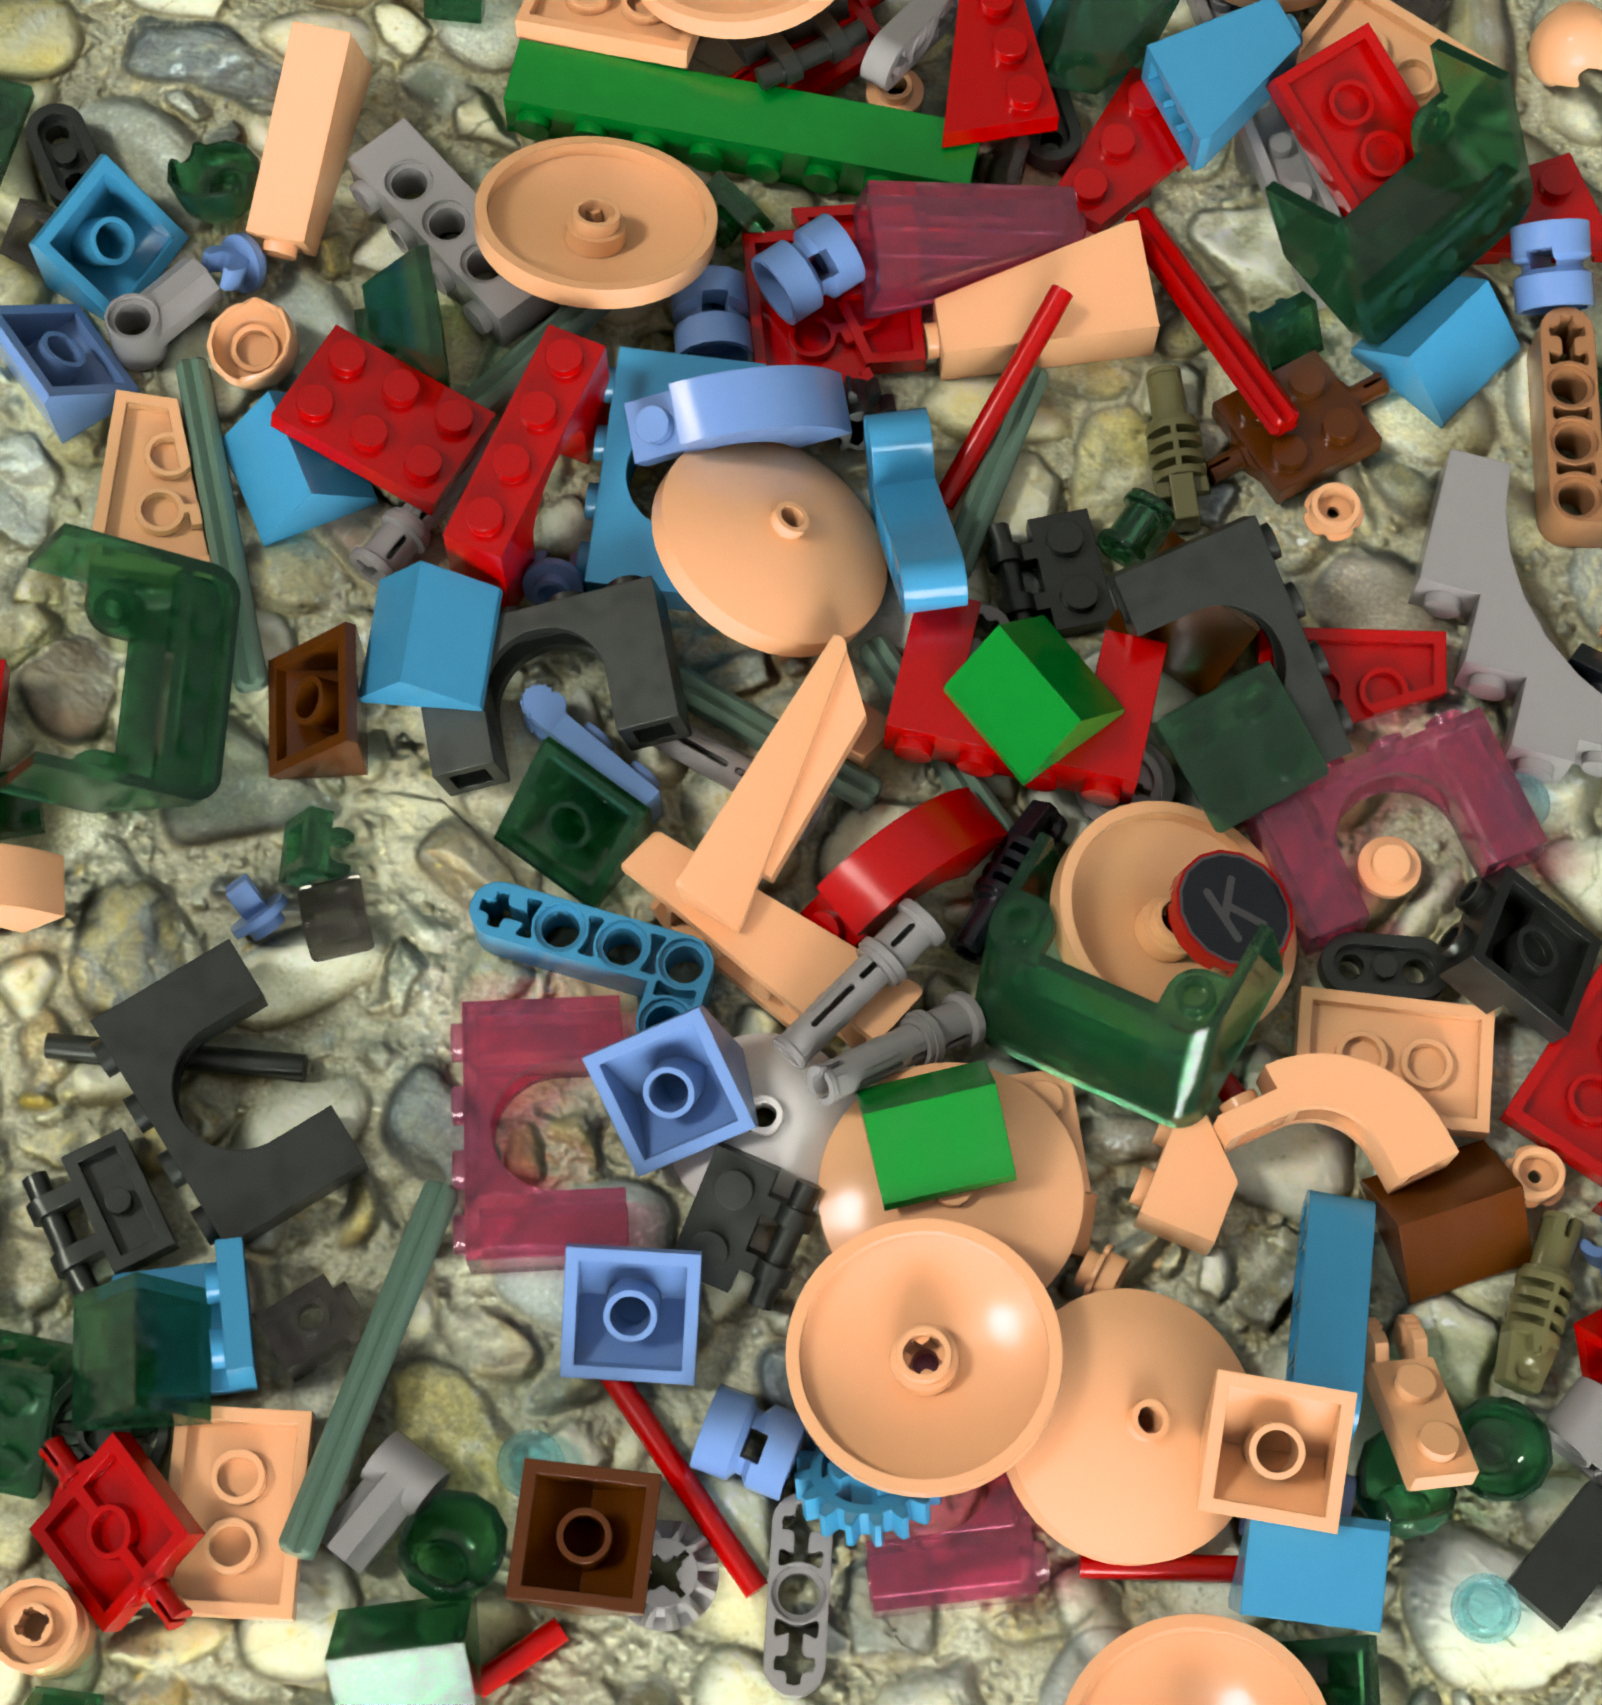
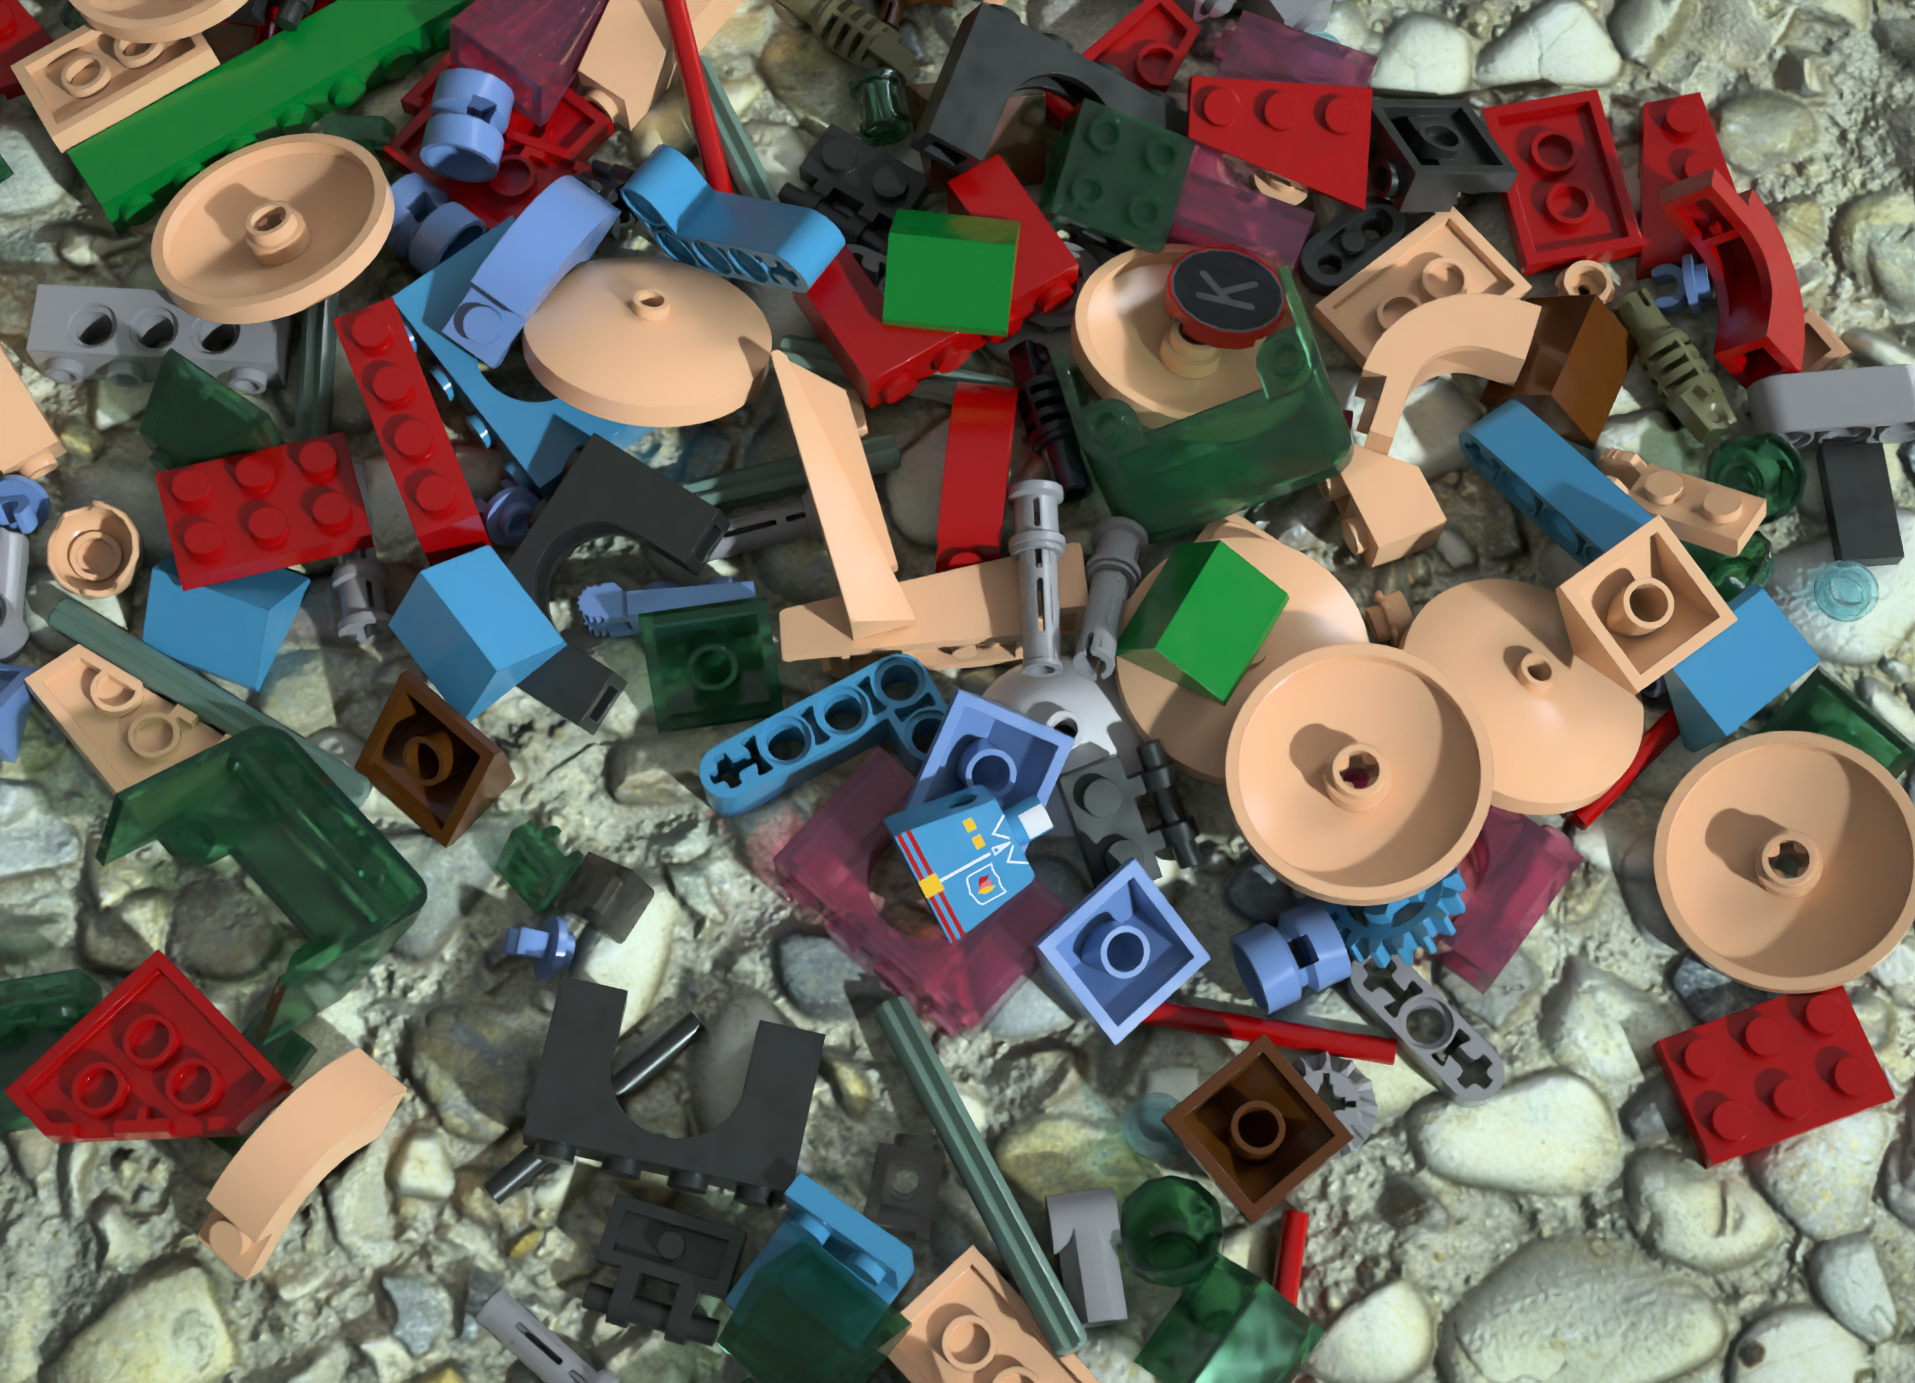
camera: 45 degrees left, 0 degrees up
(590, 1131) = (967, 853): none -> dark azure torso
(1412, 832) = (1289, 129): none -> red wing

